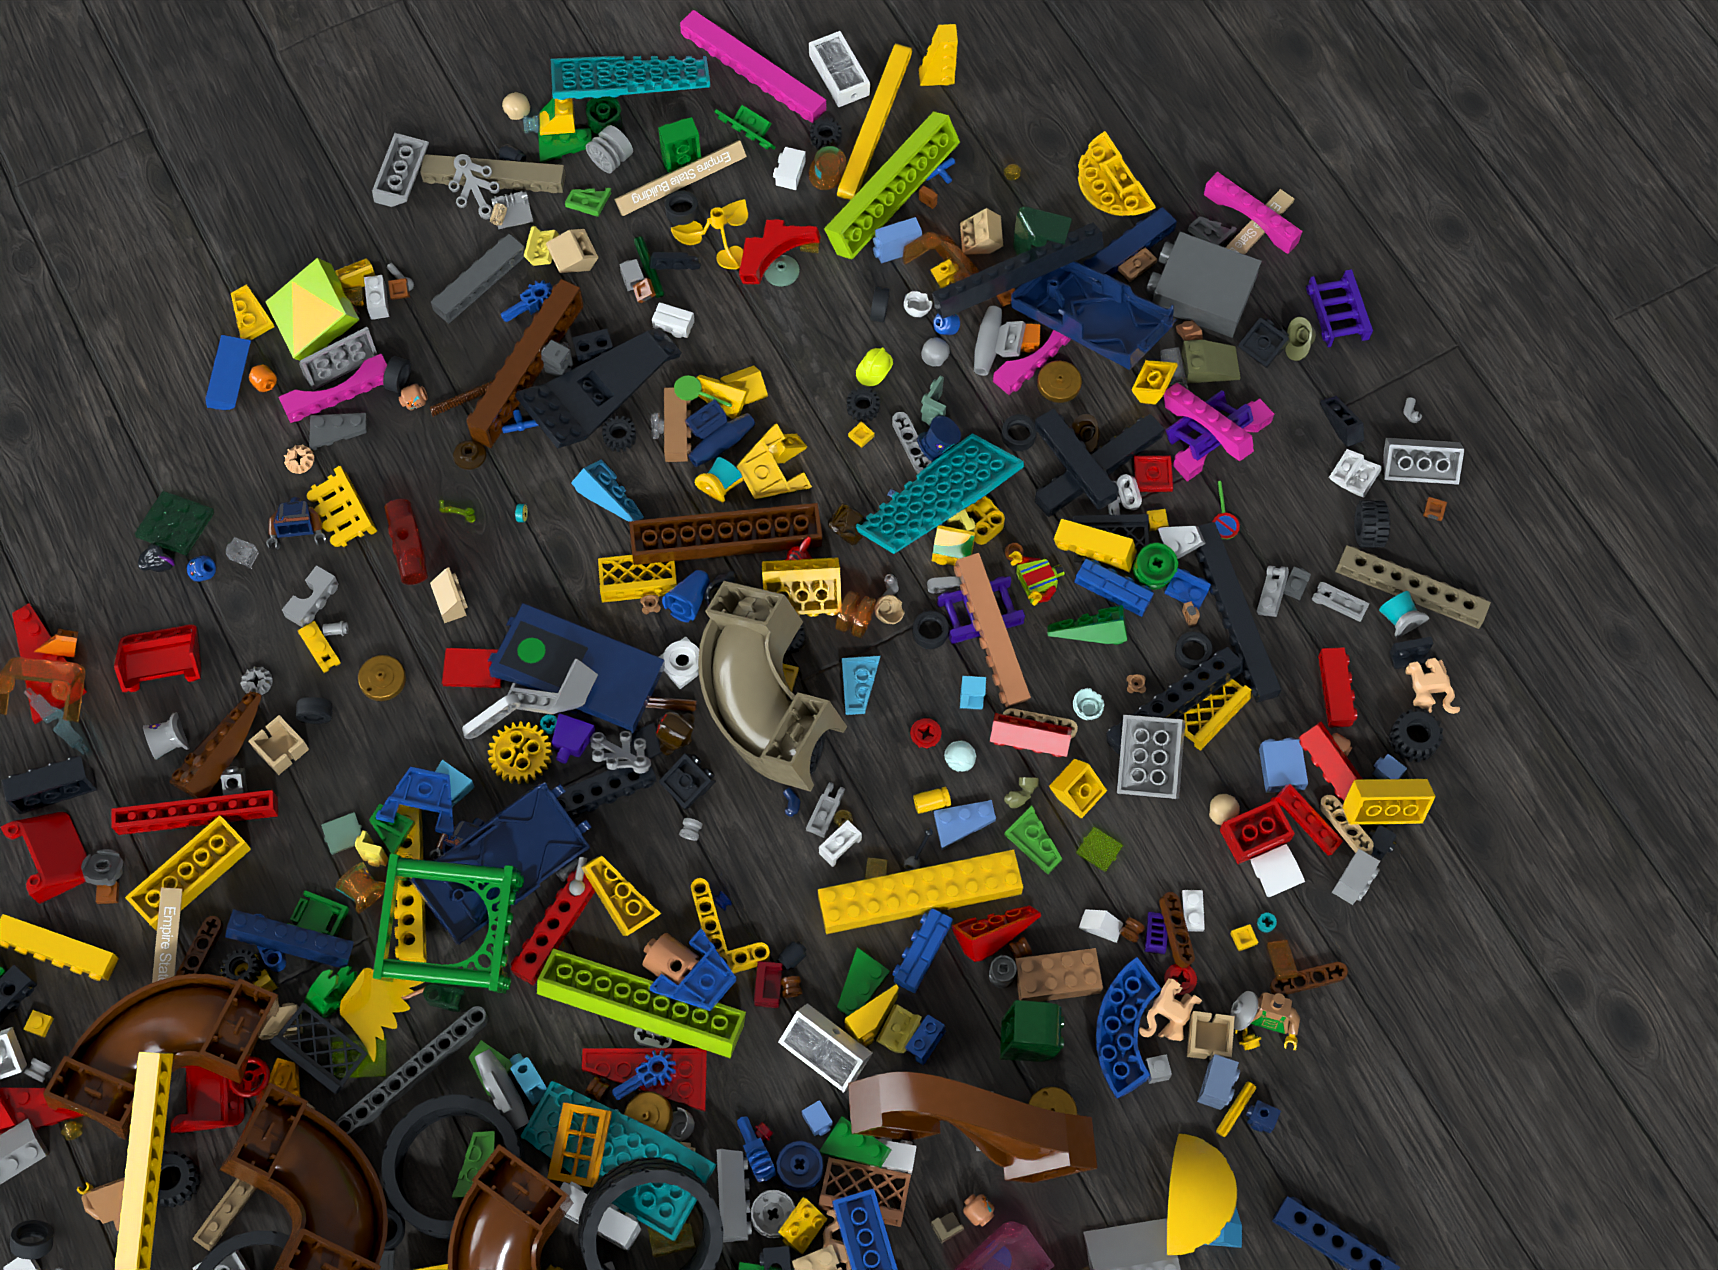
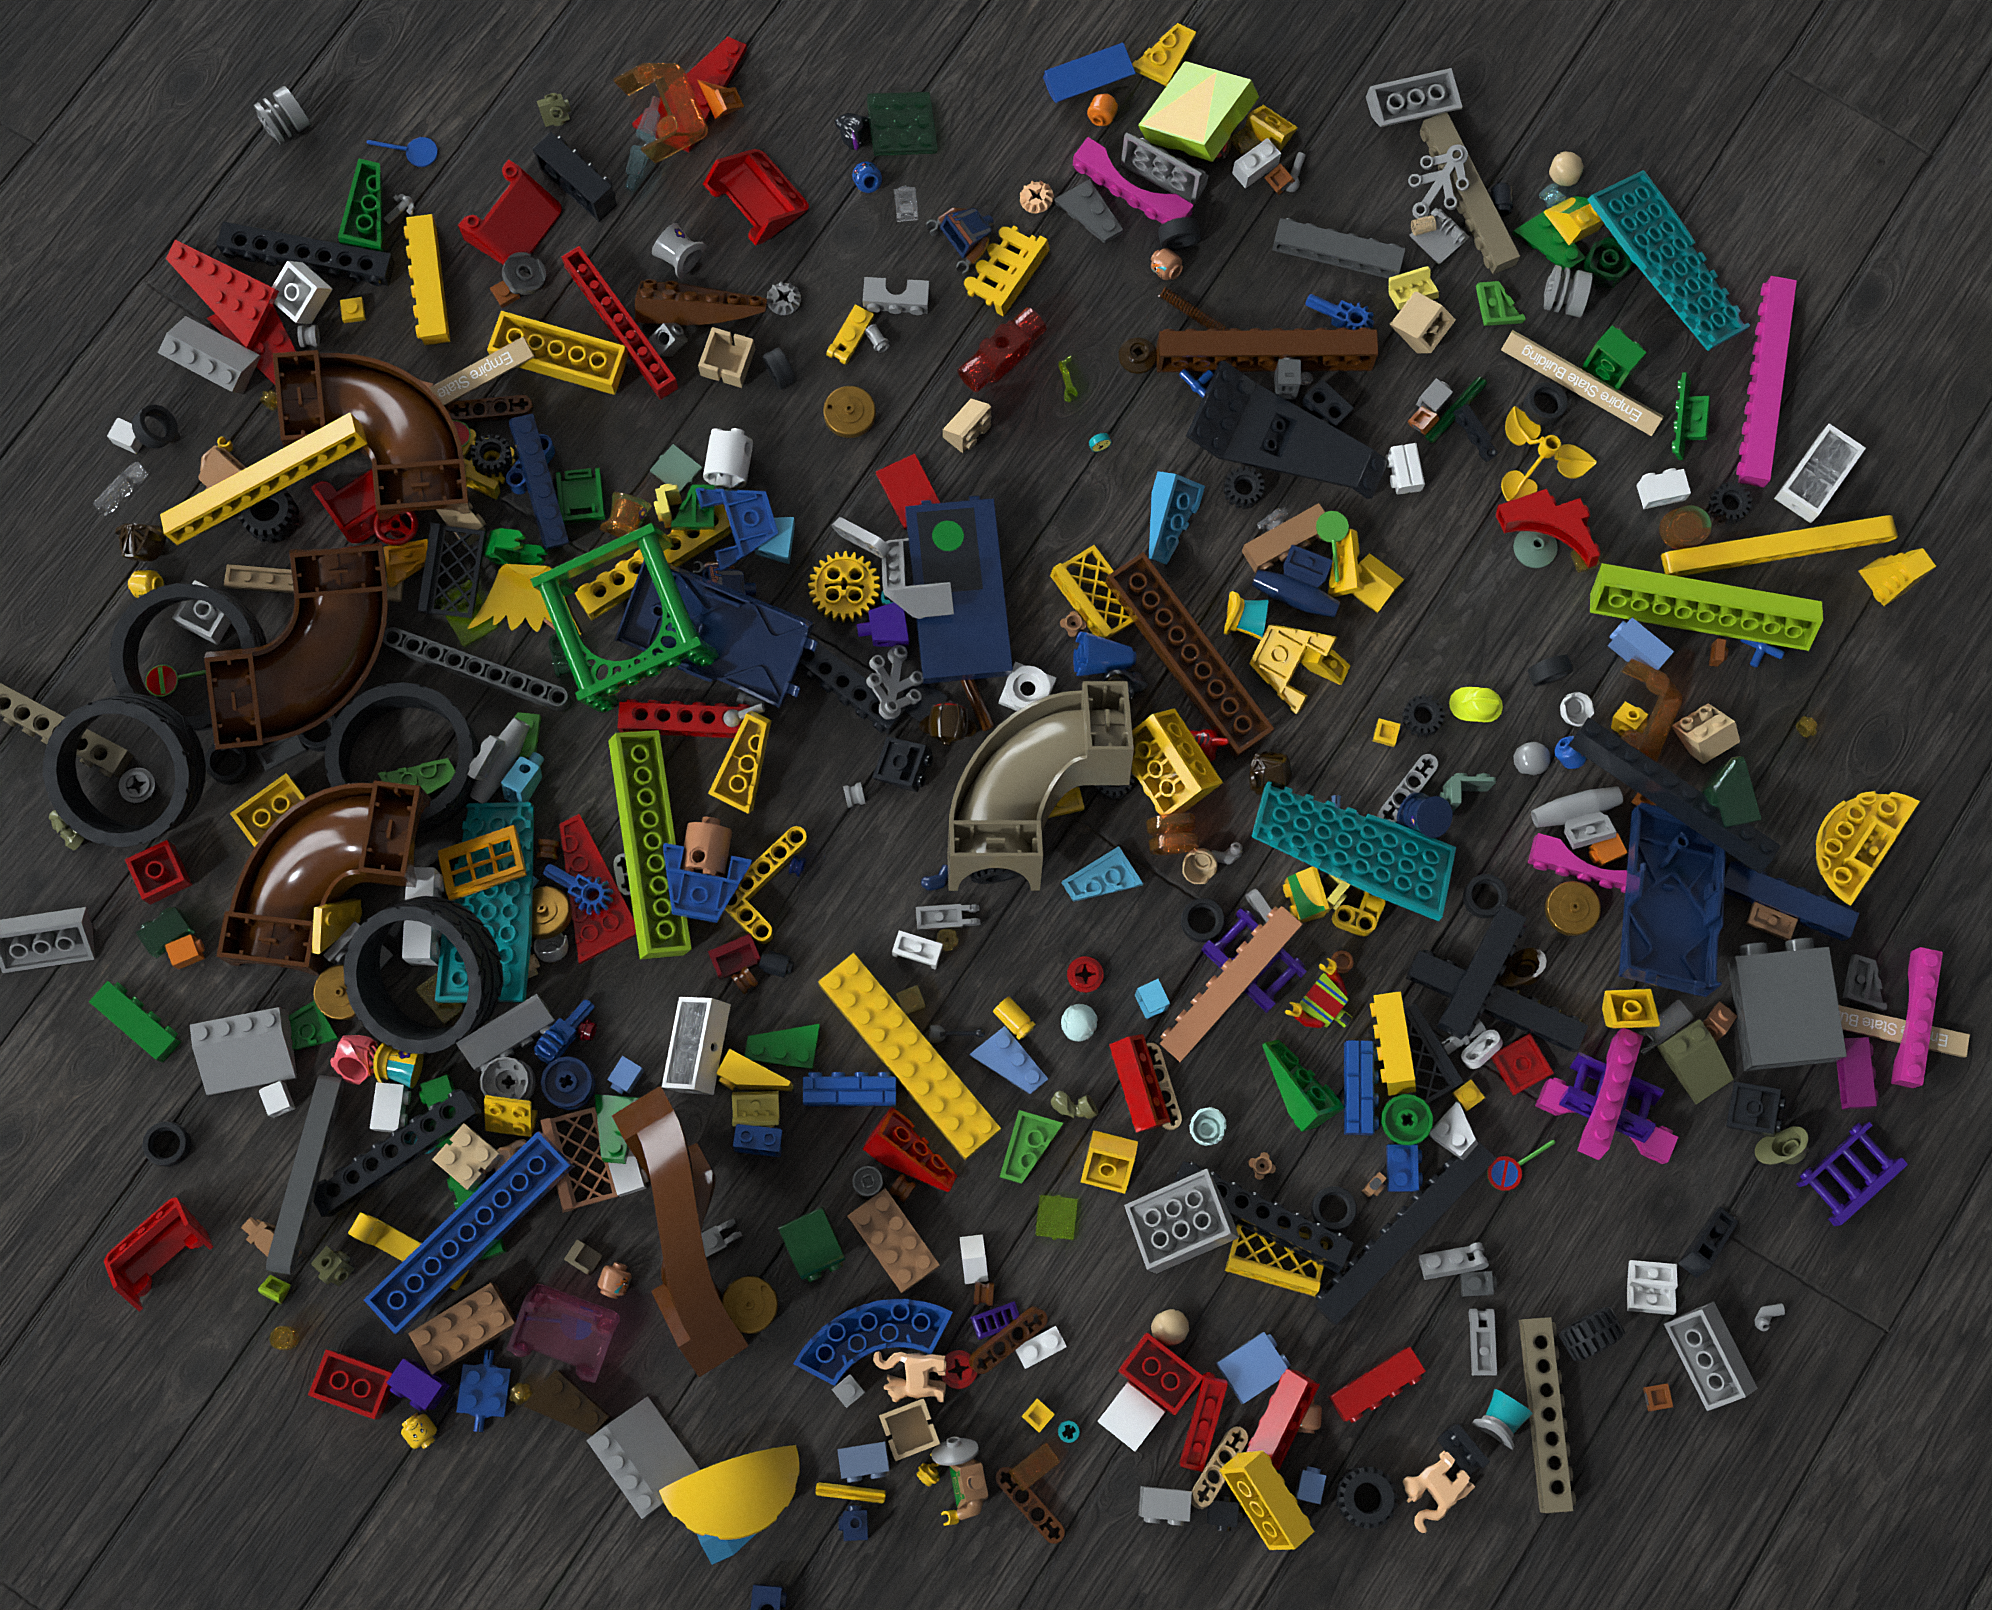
camera: 60 degrees right, 10 degrees up
(363, 785) = (728, 459): none -> white cylinder
(1276, 270) = (1857, 1075): none -> magenta brick

